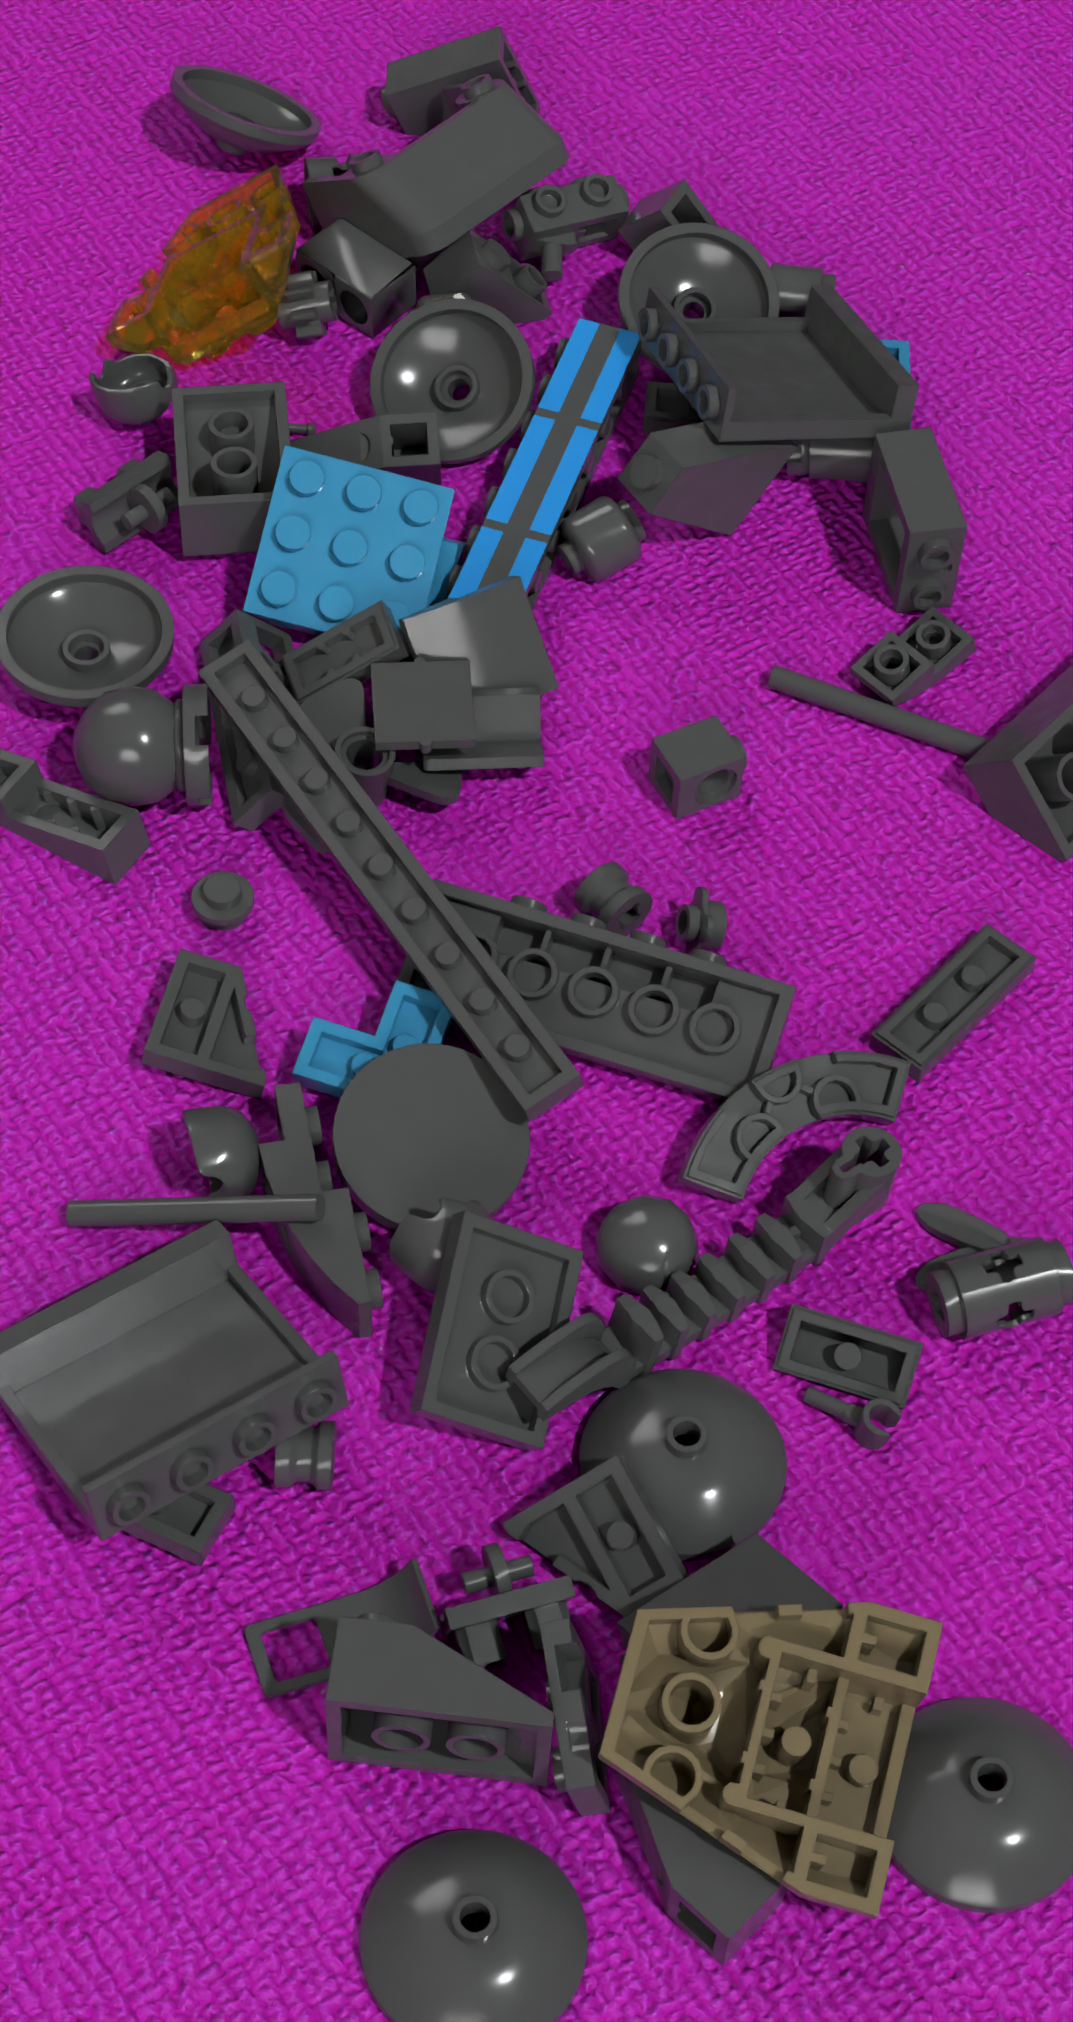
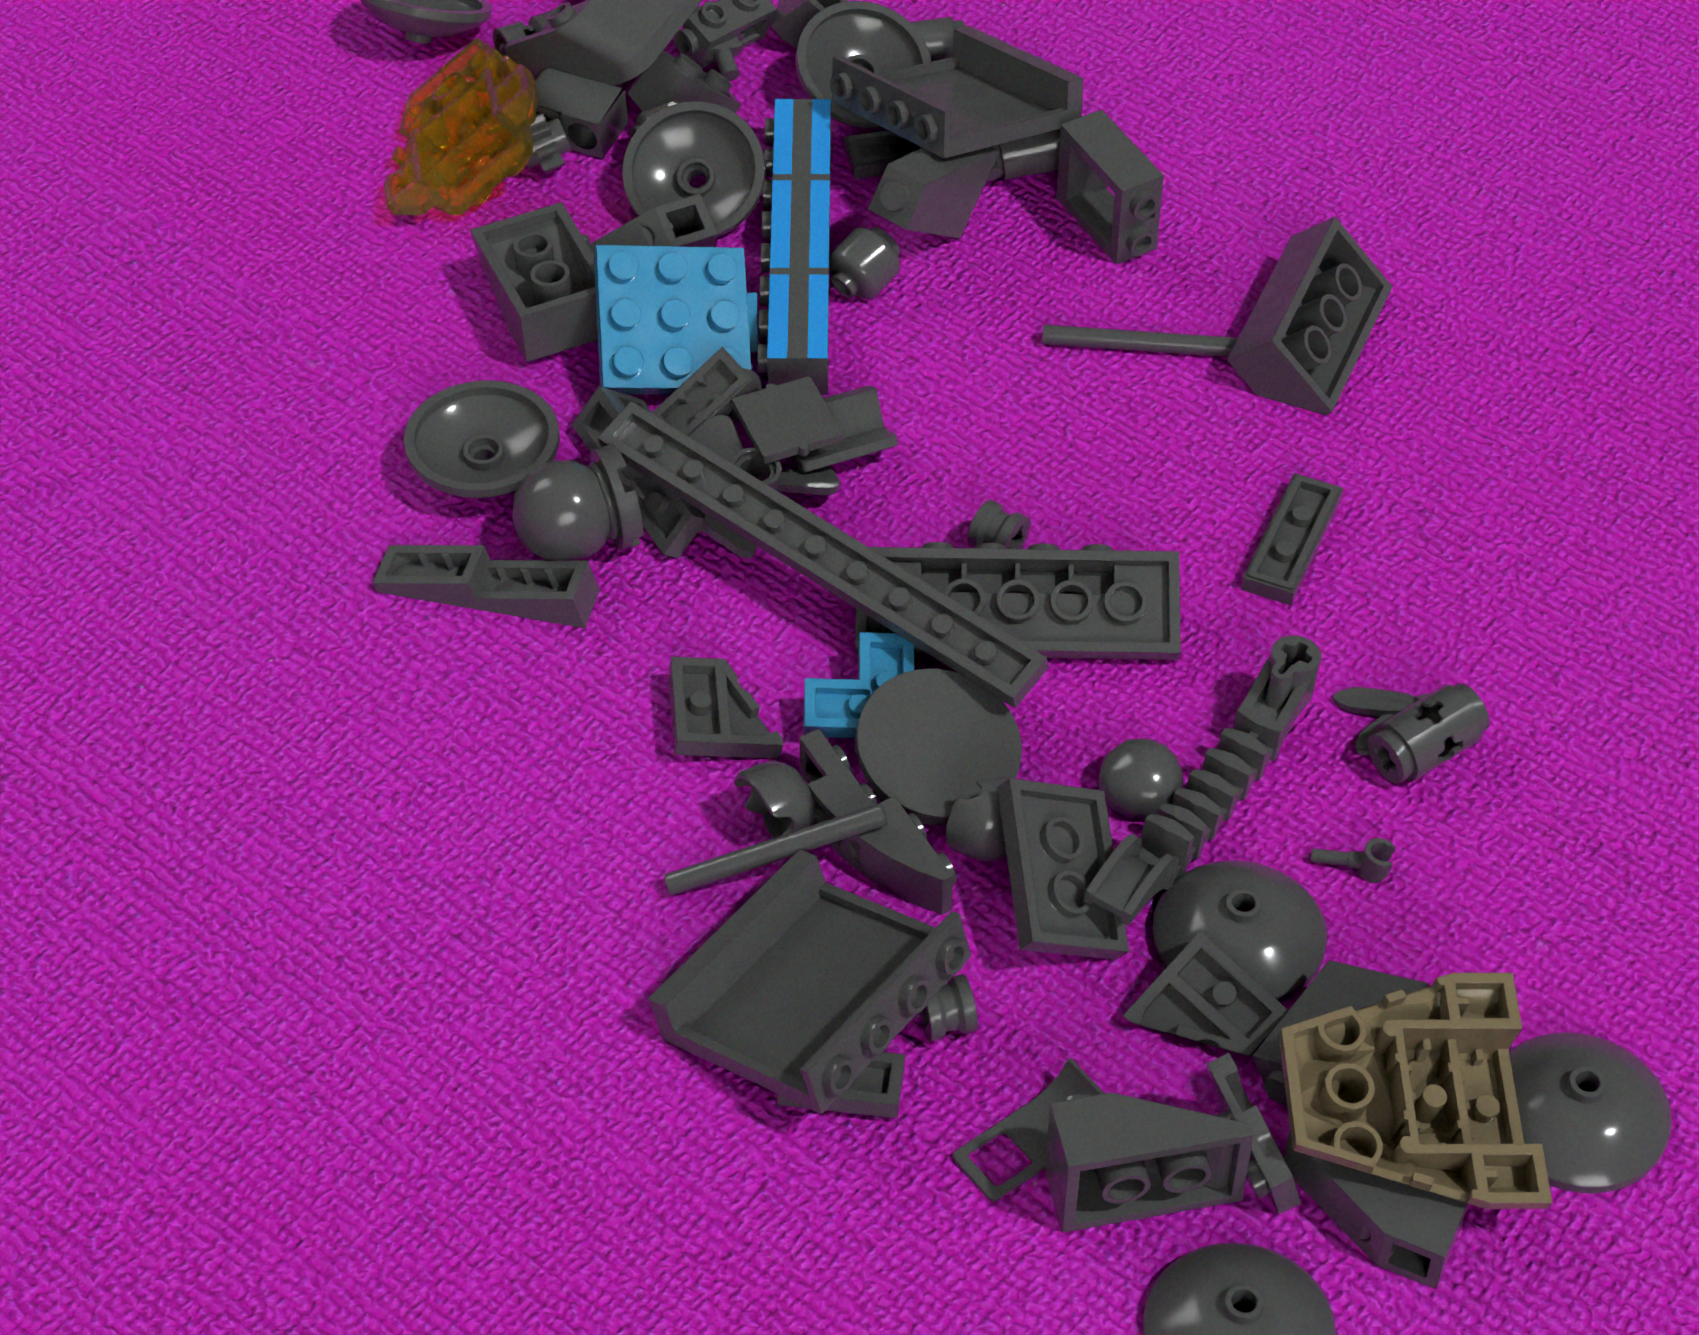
camera: 15 degrees left, 5 degrees down
(130, 502) = (468, 328): dark grey hips -> none
(134, 388) = (430, 241): dark grey hair -> none
(222, 900) = (682, 614): dark grey plate -> none
(476, 1622) = (1182, 1066): dark grey hips -> none
(491, 630) = (816, 347): dark grey slope -> none
(697, 766) = (1018, 415): dark grey brick -> none
(701, 922) = (1075, 527): dark grey plate -> none
(782, 1101) = (1196, 646): dark grey tile -> none
(848, 1355) = (1330, 816): dark grey slope -> none
(916, 659) = (1149, 293): dark grey slope -> none

